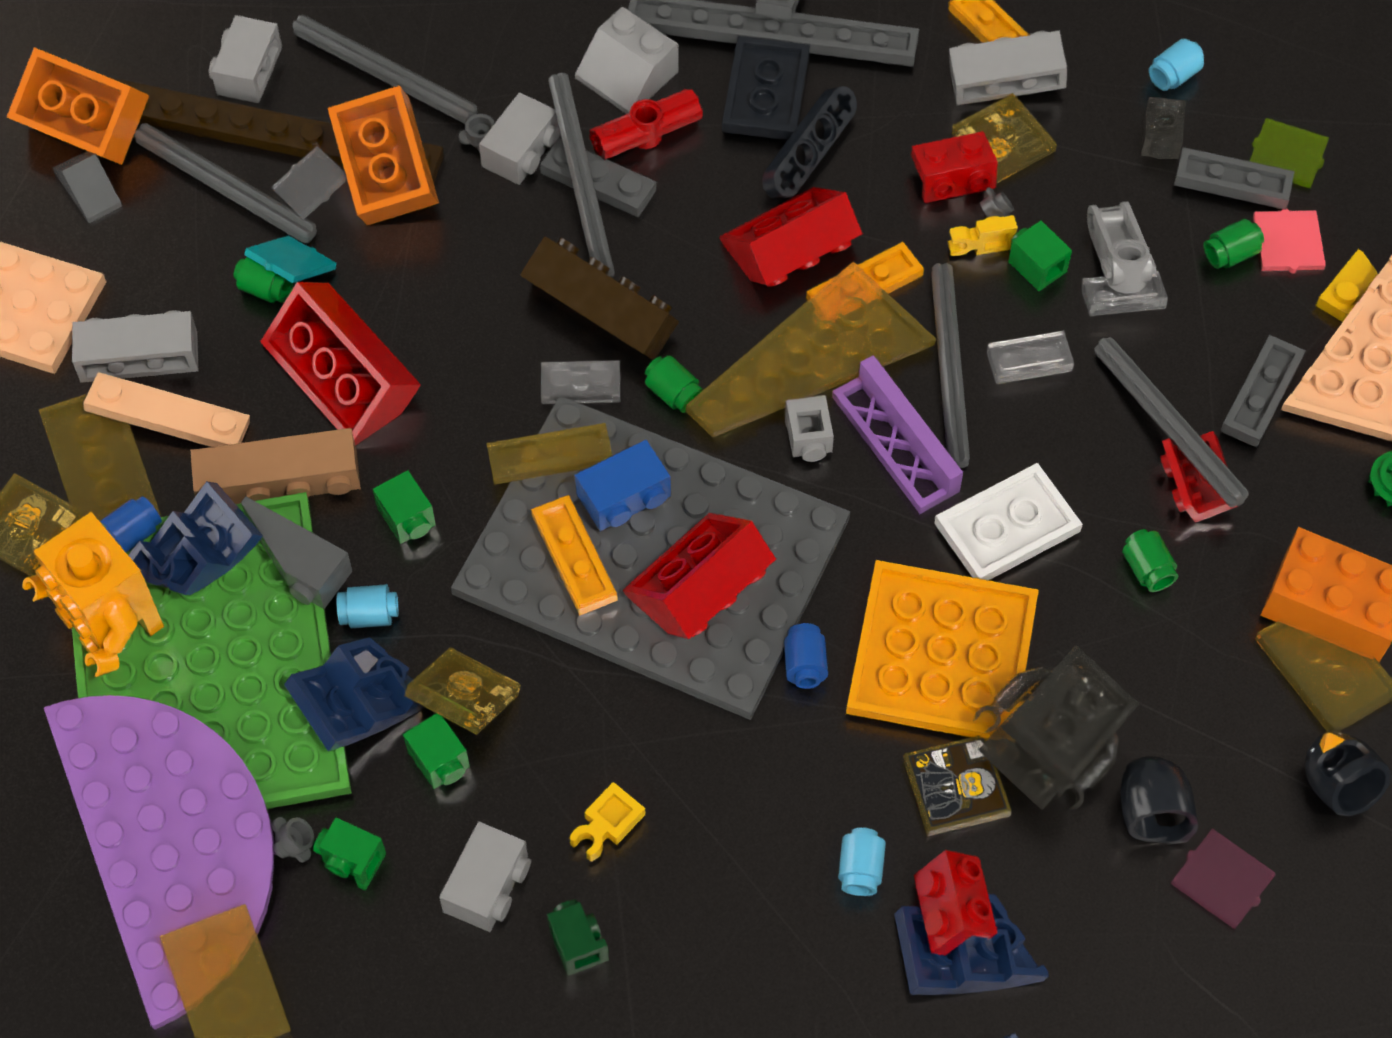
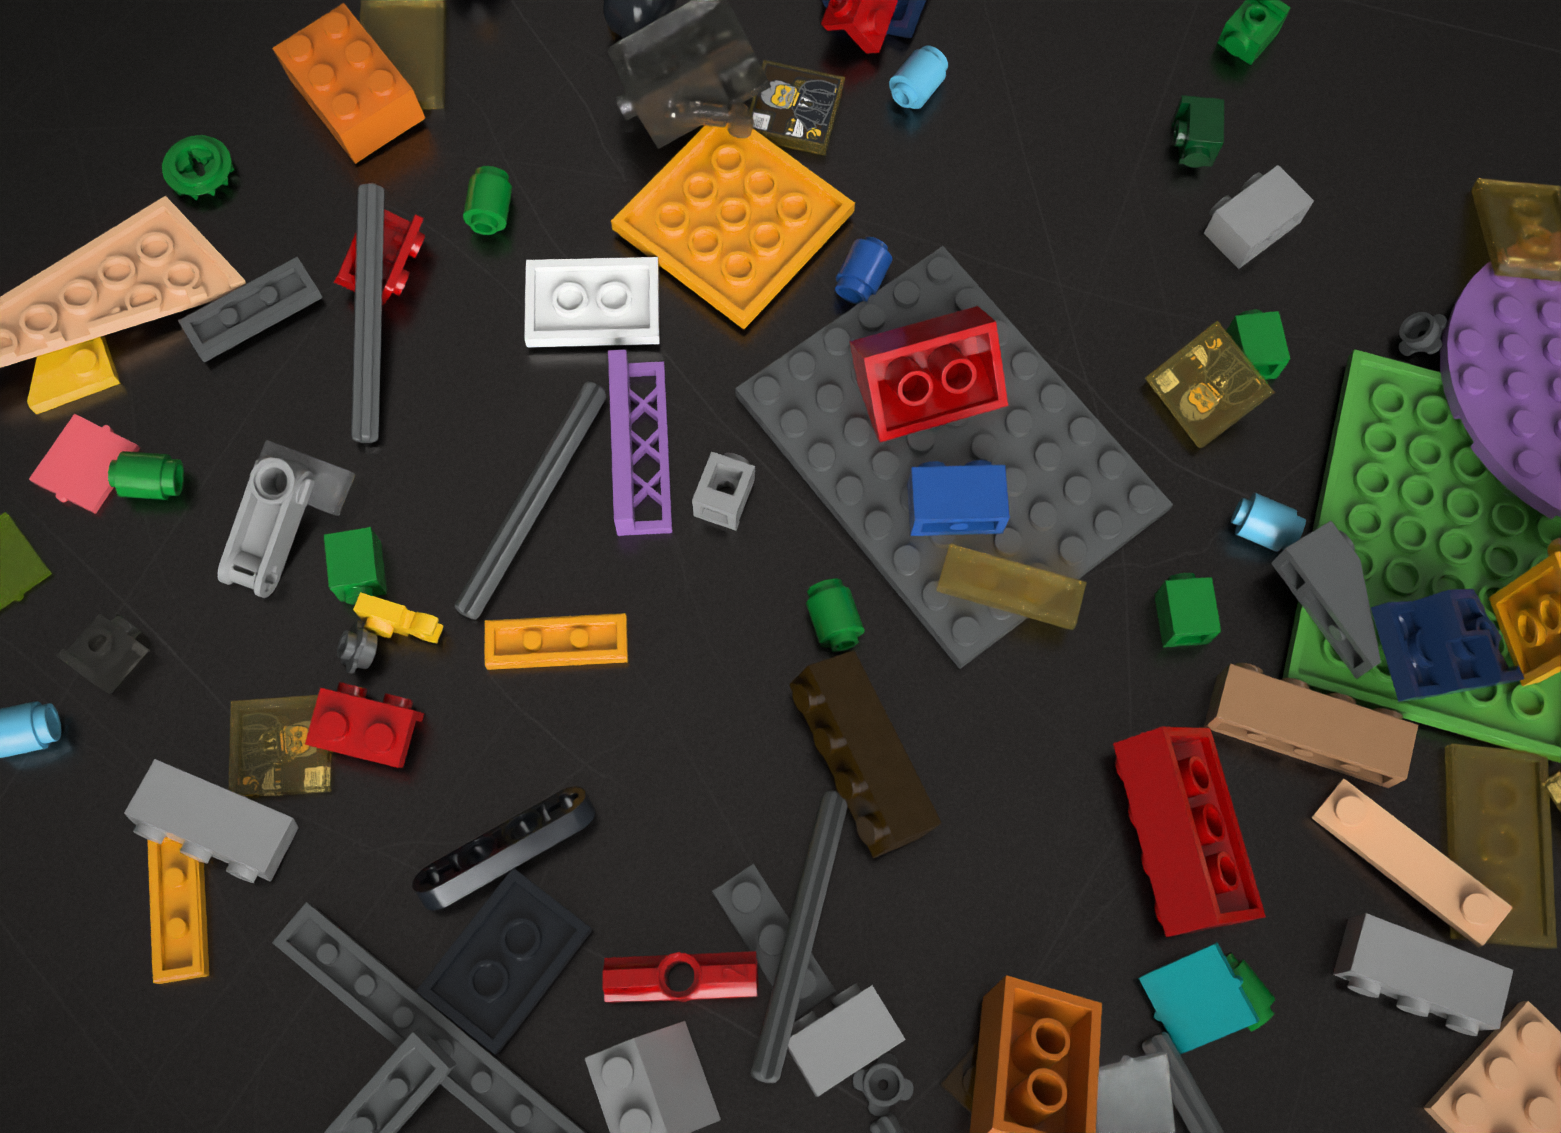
camera: 155 degrees left, 10 degrees up
(132, 522) = (1503, 715): blue brick -> none
(350, 851) = (1372, 294): green brick -> none
(353, 693) = (1320, 427): dark blue slope -> none
(574, 555) = (1039, 464): light orange tile -> none
(580, 381) = (928, 676): clear plate -> none
(609, 816) = (1120, 218): yellow plate -> none
(793, 235) = (601, 734): red slope -> none
(812, 352) = (654, 578): clear yellow wing -> none
(1030, 357) = (448, 458): clear plate -> none
(1234, 178) = (80, 554): dark grey plate -> none

